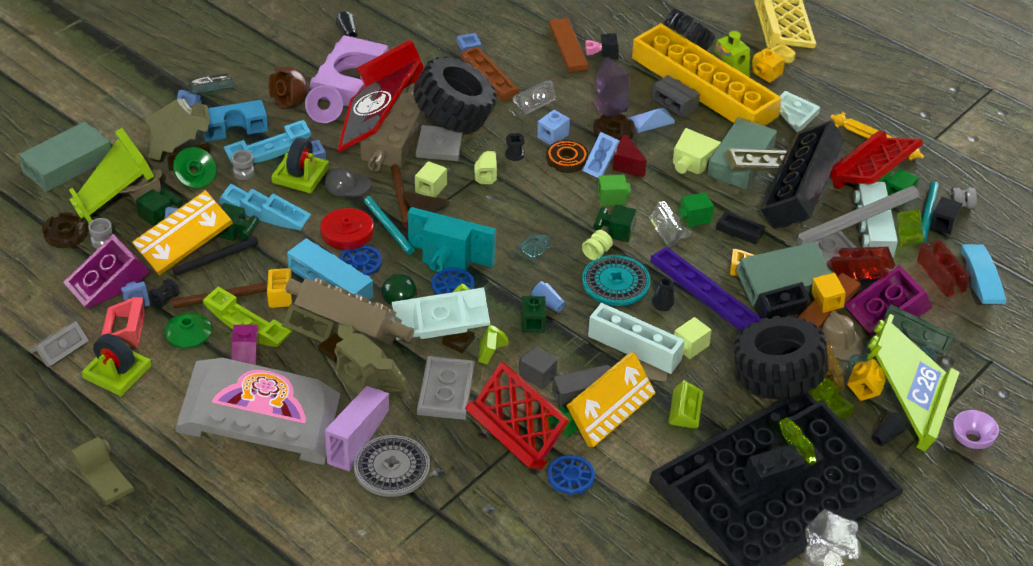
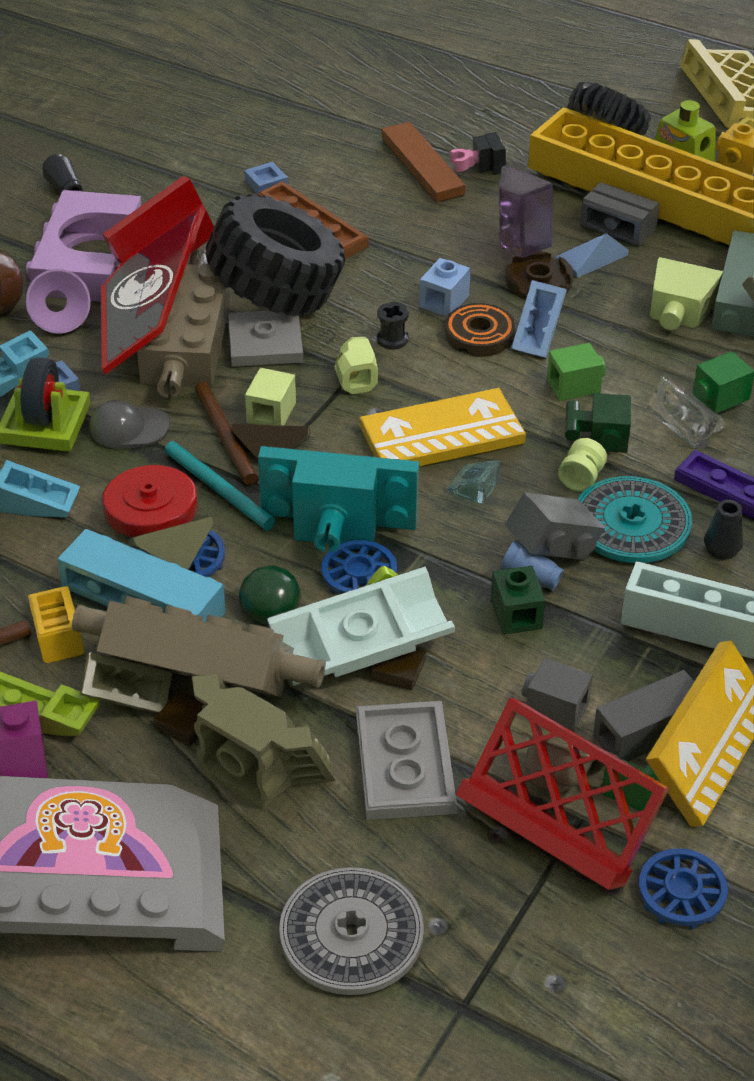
camera: 10 degrees left, 0 degrees up
(353, 254) = (176, 543): none -> olive slope
(355, 427) = (266, 868): lavender slope -> none
(489, 342) = (458, 665): lime tile -> none
(525, 212) = (444, 428): none -> yellow tile
(535, 97) = (398, 244): clear tile -> none
(566, 277) = (554, 526): none -> dark grey brick
(629, 159) = (585, 318): dark red slope -> none

